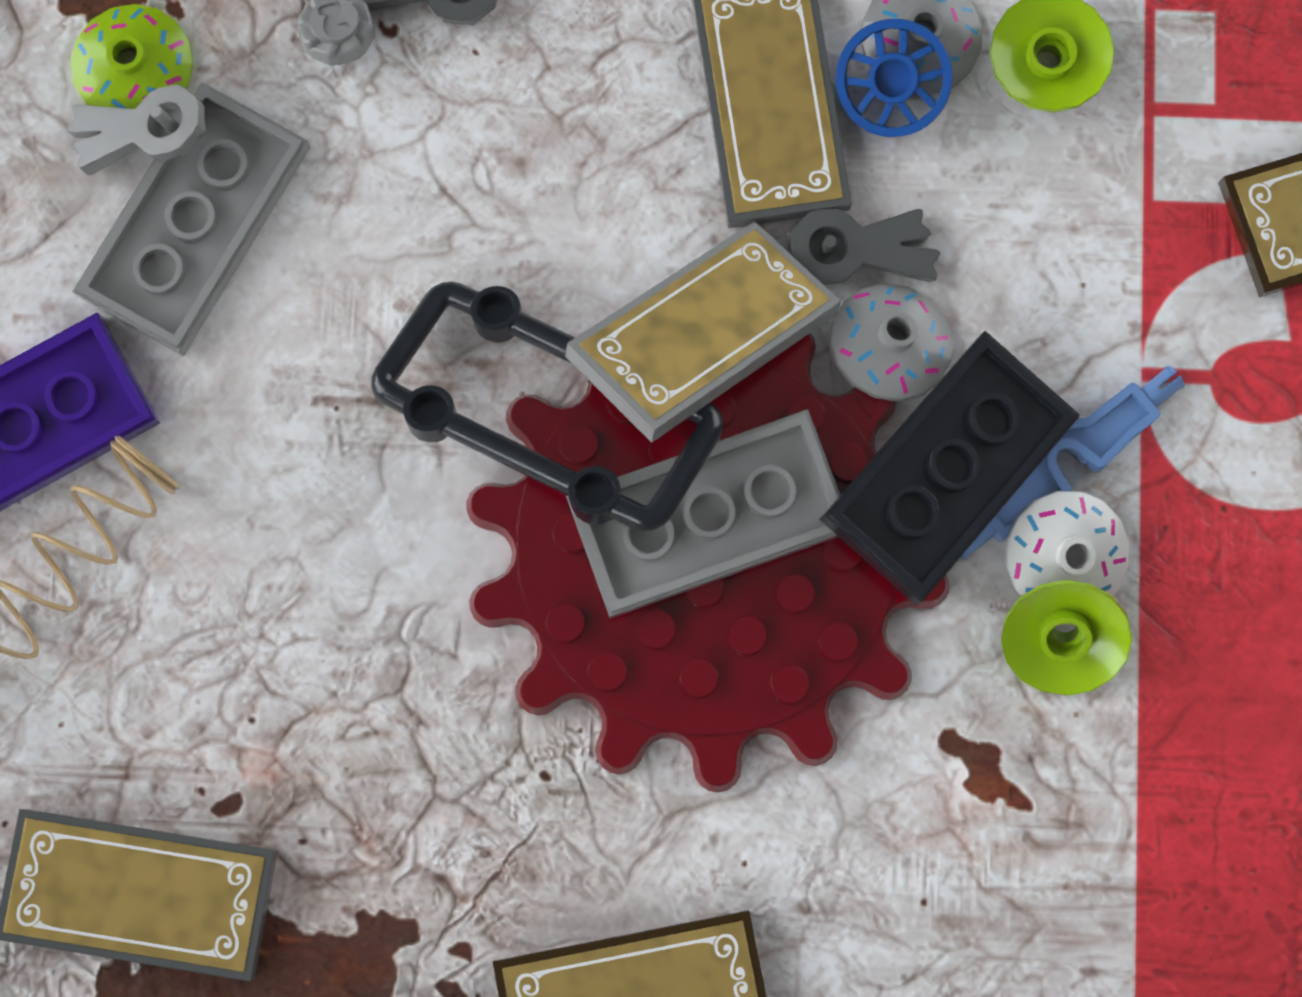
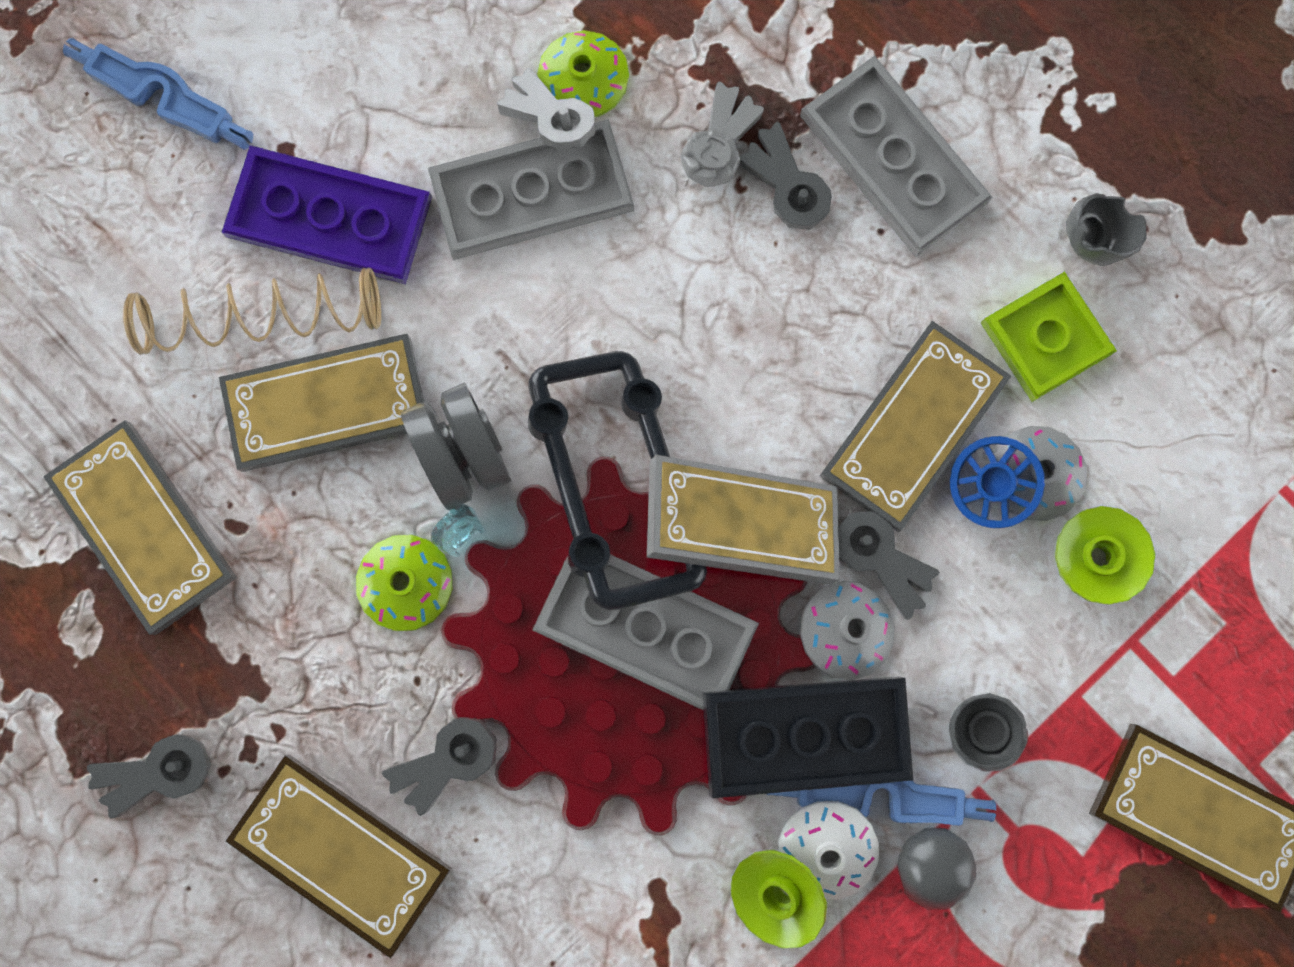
camera: 45 degrees right, 0 degrees up
(196, 607) = (320, 402): none -> pearl gold tile
(369, 522) = (452, 448): none -> dark grey wheel
(443, 600) = (456, 529): none -> clear light blue piece
(474, 707) = (428, 585): none -> lime dish
(653, 791) = (462, 752): none -> dark grey piece
(1103, 309) = (988, 732): none -> dark grey hair
(1176, 475) = (936, 868): none -> dark grey hair

